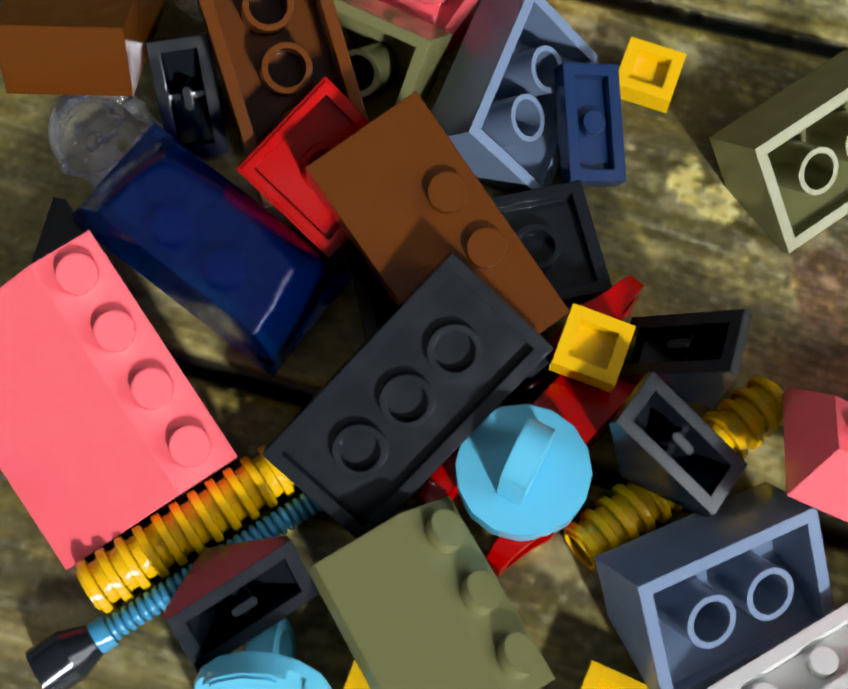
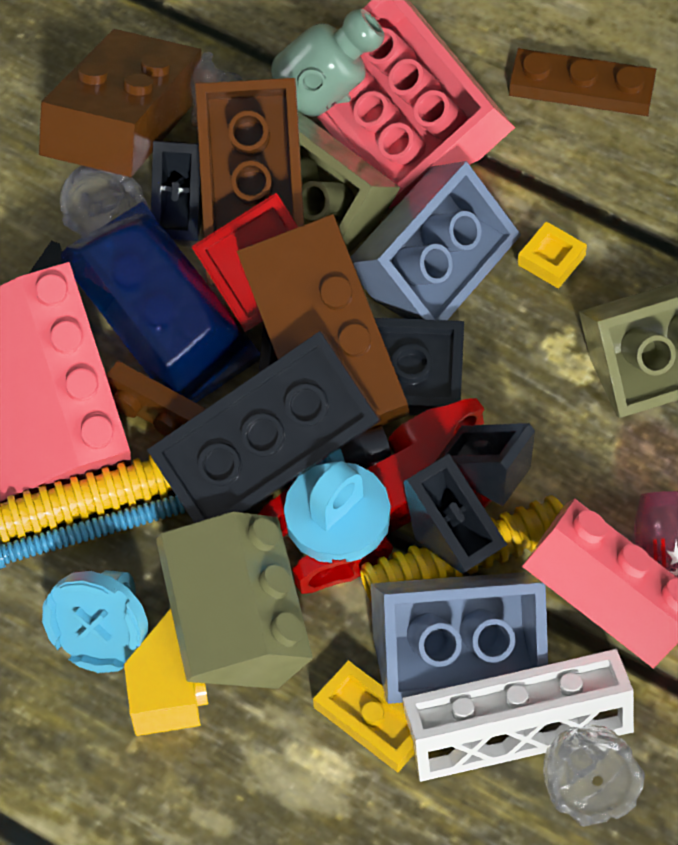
camera: 20 degrees right, 10 degrees down
(236, 596) = (101, 542): black slope -> none
(267, 383) = (150, 400): none -> reddish brown plate
(590, 124) = (488, 281): dark blue plate -> none
(592, 348) = (418, 436): yellow plate -> none

